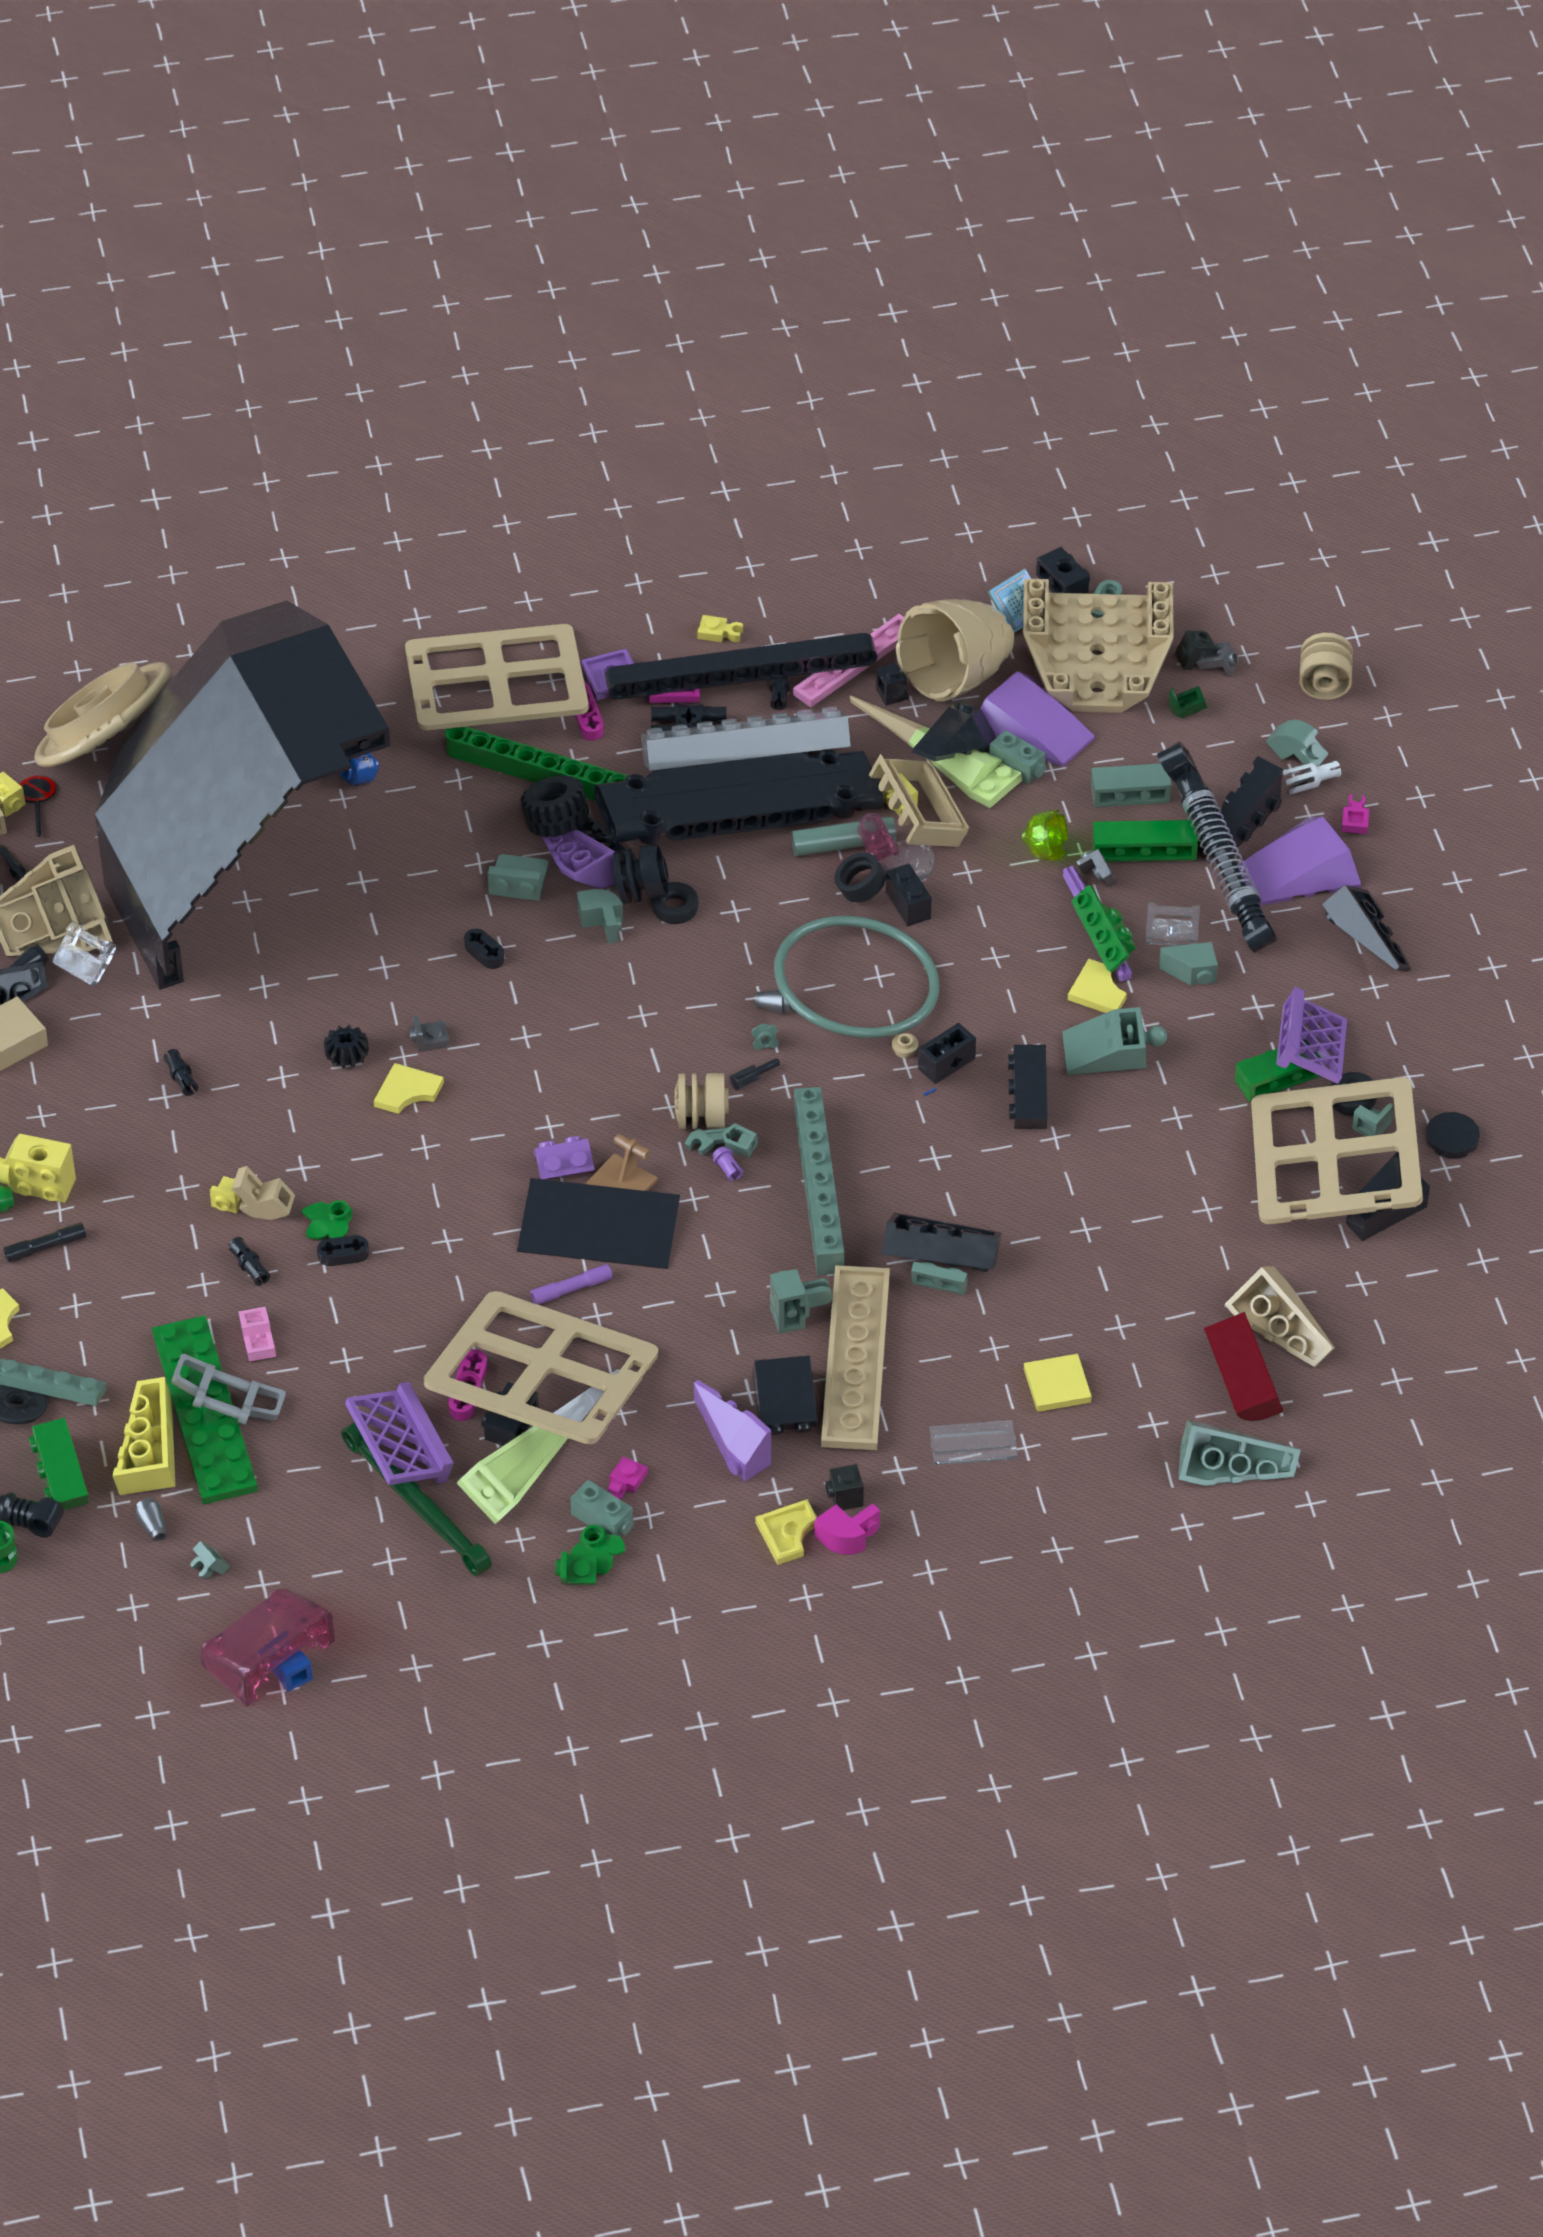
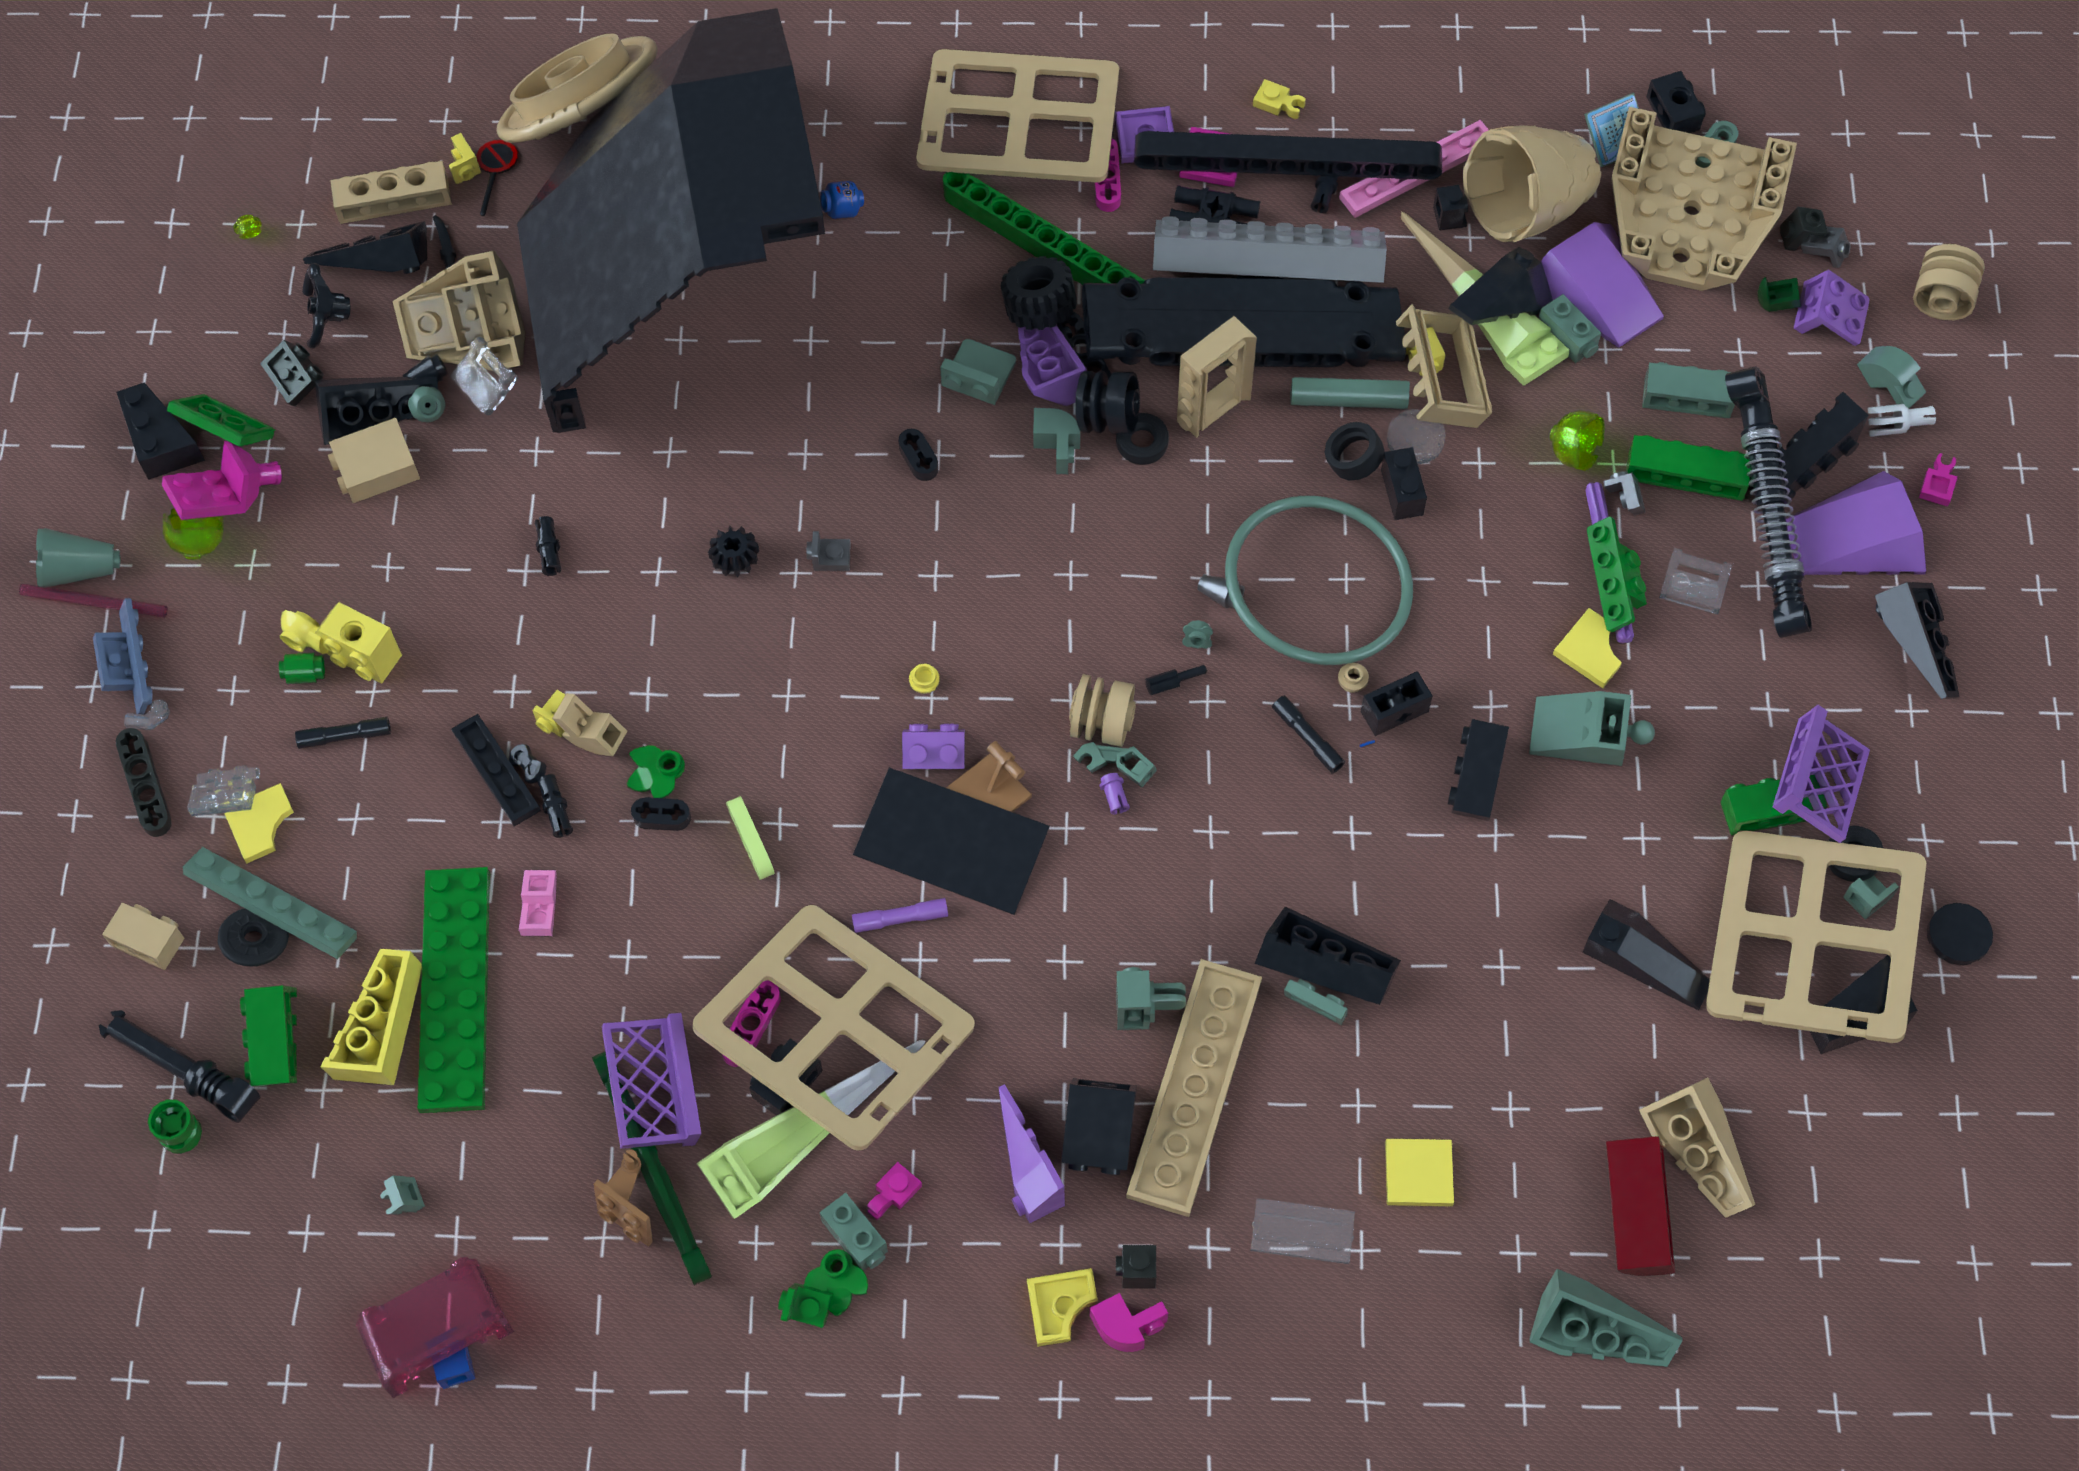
camera: 15 degrees right, 15 degrees up
(31, 987) = (417, 404): none -> sand green plate
(151, 1518) = (355, 1125): flat silver cone -> none
(189, 1244) = (496, 770): none -> black plate
(208, 1230) = (522, 756): none -> black piece
(250, 1387) = (467, 950): light grey bar -> none
(403, 1527) = (614, 1202): none -> medium nougat plate
(407, 1086) = (787, 615): light yellow tile -> none
(426, 1251) = (750, 838): none -> yellowish green beam
(540, 1110) = (924, 678): none -> light yellow plate
(716, 866) = (1196, 406): none -> tan window
(818, 1180) = (1210, 841): sand green brick -> none
(866, 1085) = (1296, 721): none -> black piece
(879, 842) = (1384, 409): clear pink piece -> none
(1190, 963) = (1705, 639): sand green slope -> none
(1193, 1195) = (1640, 951): none -> black wedge
(1234, 699) = (1834, 304): none -> medium lavender bracket

